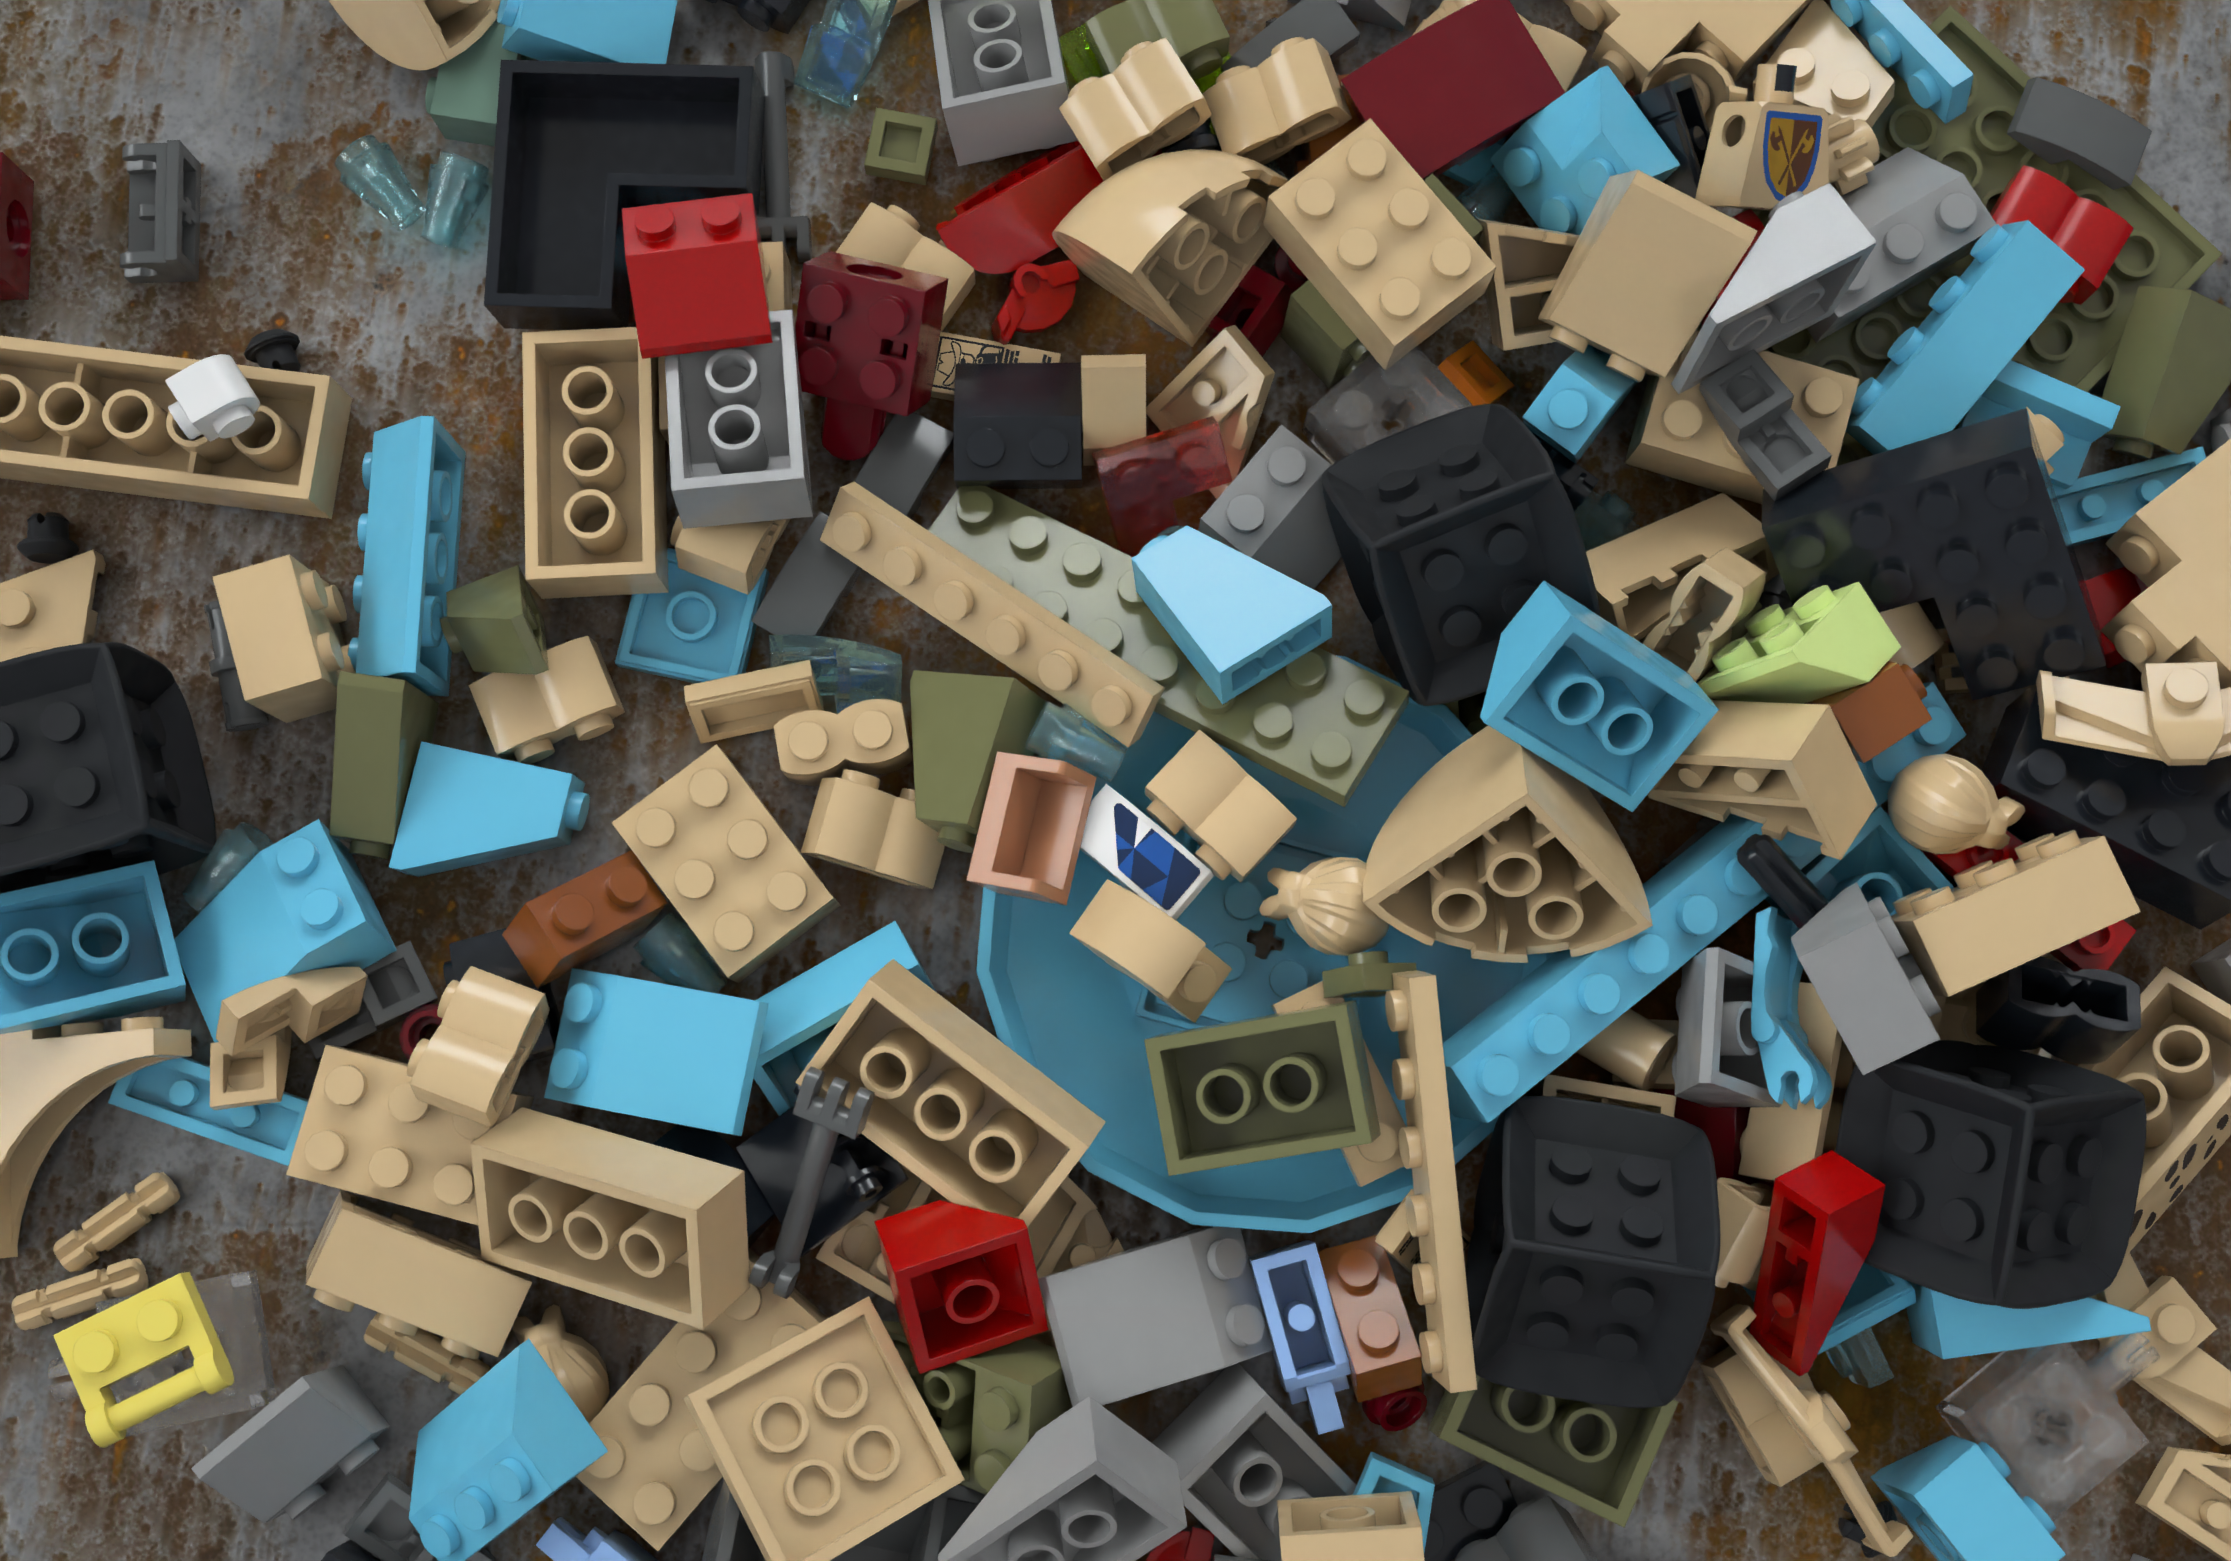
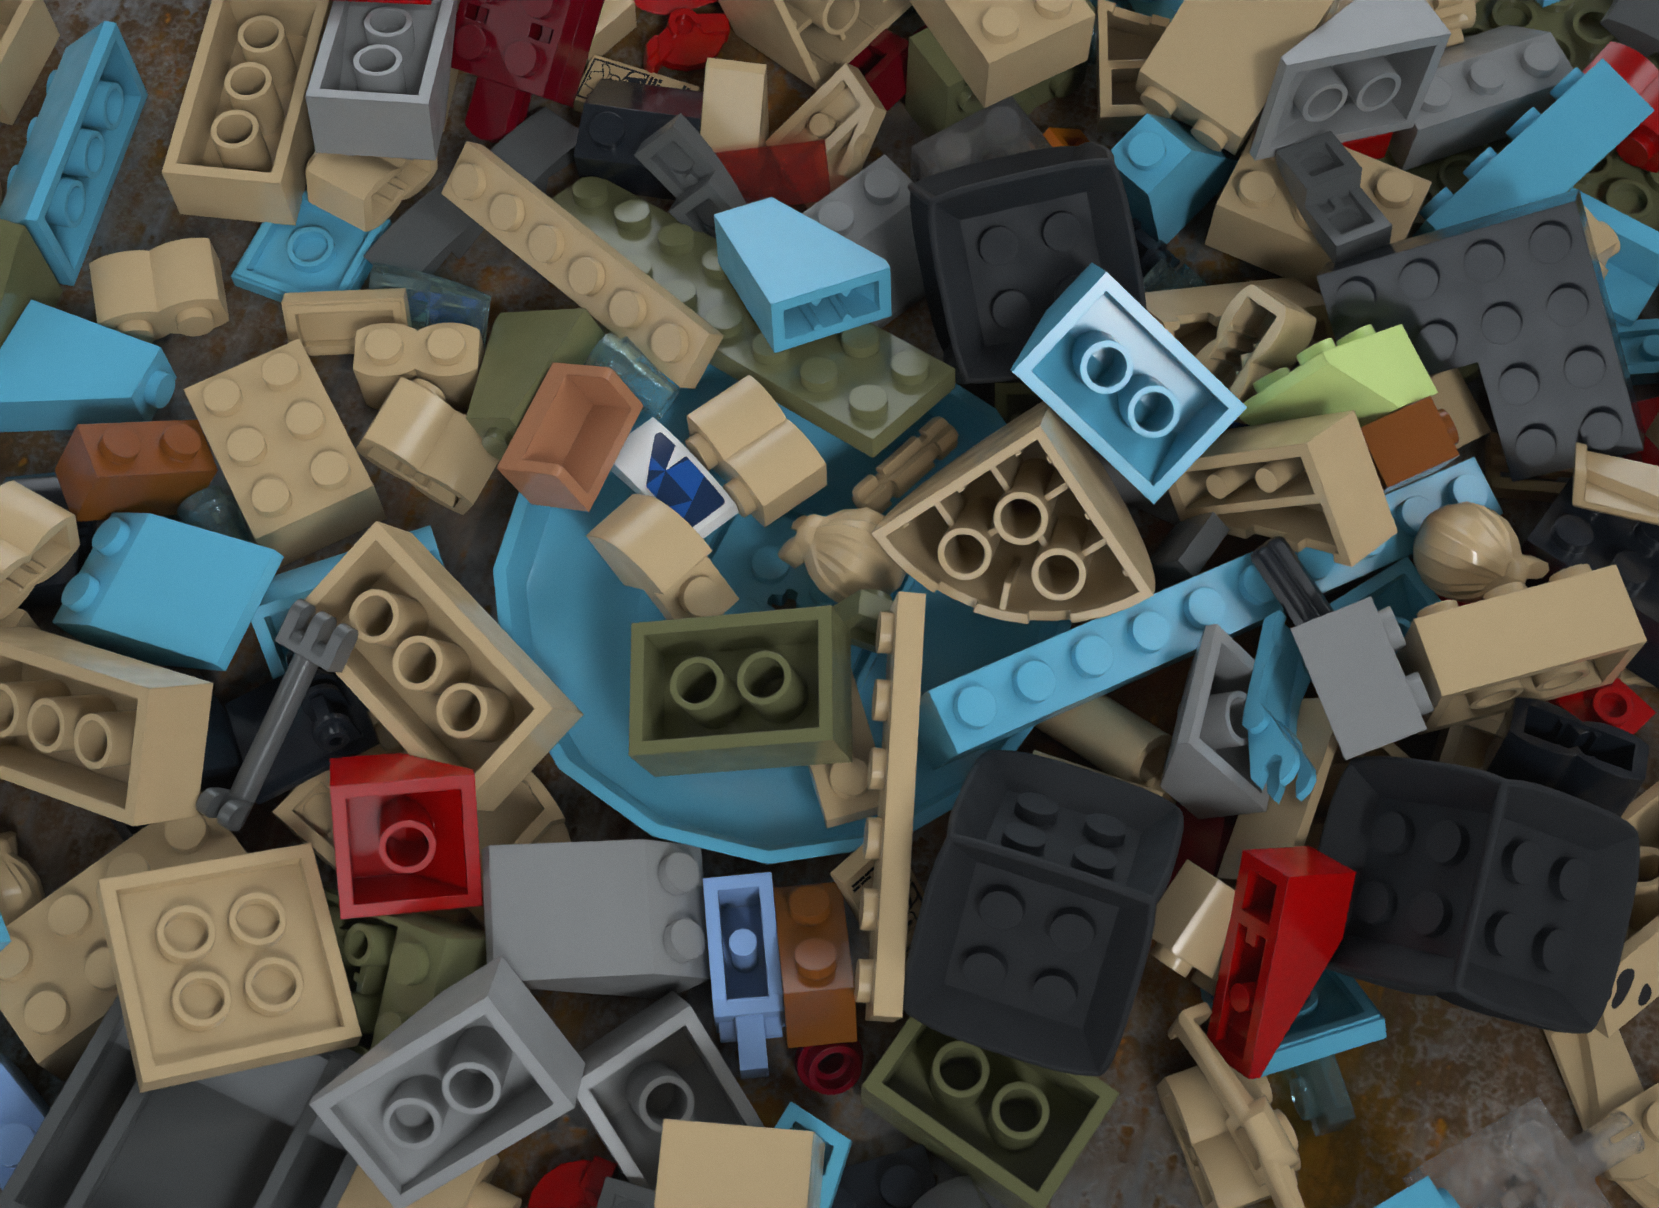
camera: 15 degrees right, 15 degrees down
(497, 625) = (128, 216): olive slope -> none
(1099, 499) = (691, 173): none -> dark grey slope
(1371, 794) = (906, 465): none -> tan axle
(1659, 835) = (1186, 549): none -> dark grey slope
(1966, 1328) = (1471, 1057): medium azure slope -> none

